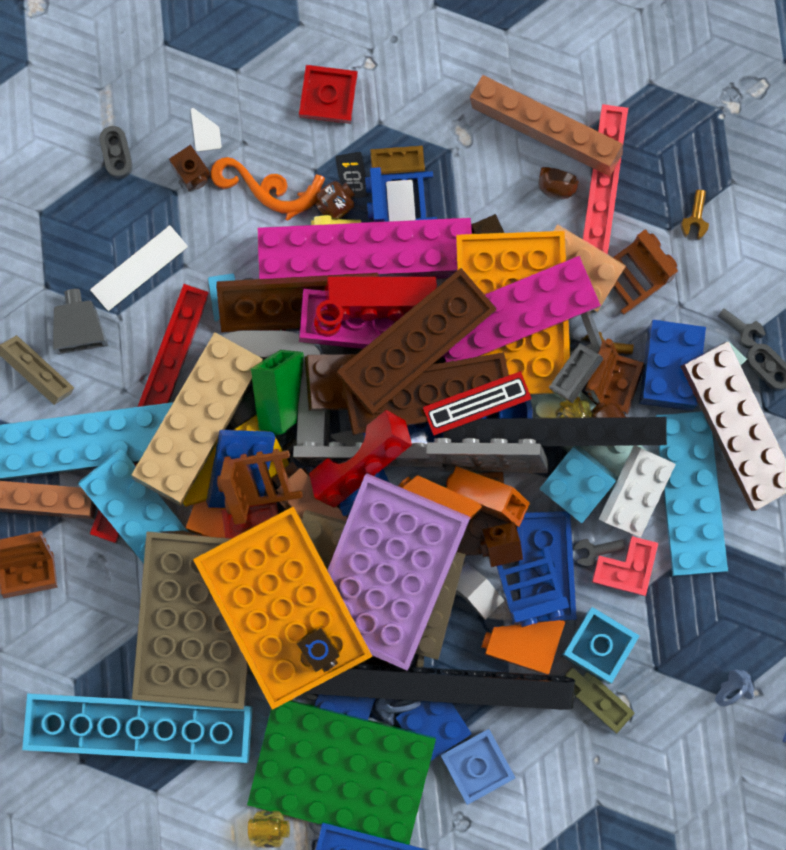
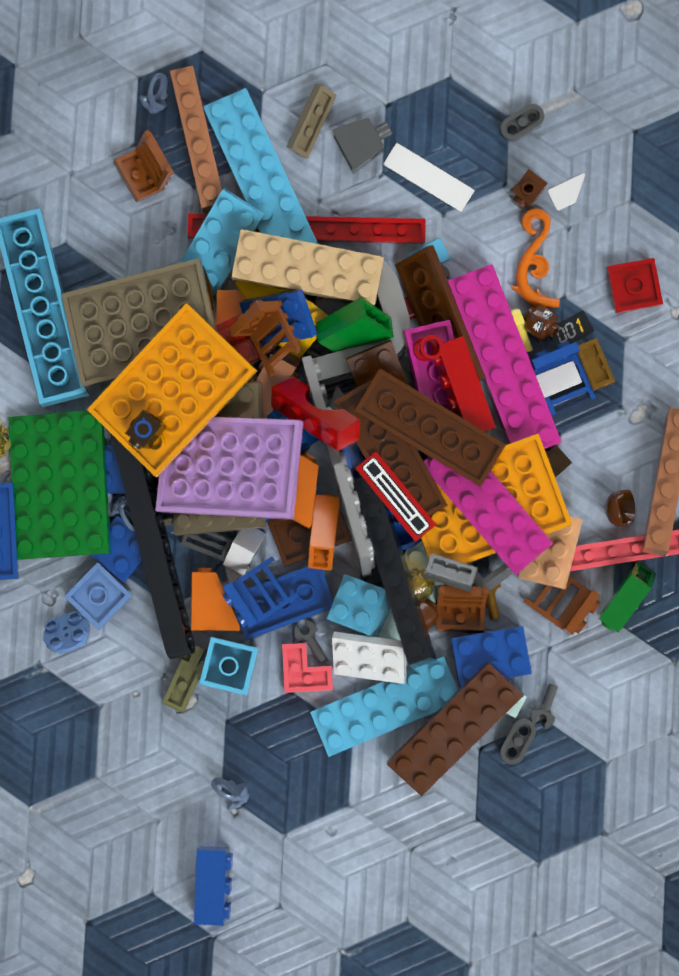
camera: 75 degrees right, 5 degrees up
(469, 611) = (220, 557): none -> dark grey tile
(501, 544) = (286, 556): reddish brown brick -> none
(508, 827) = (66, 632): none -> medium blue plate
(653, 205) = (627, 597): none -> green slope
(696, 216) = (633, 638): pearl gold bar -> none

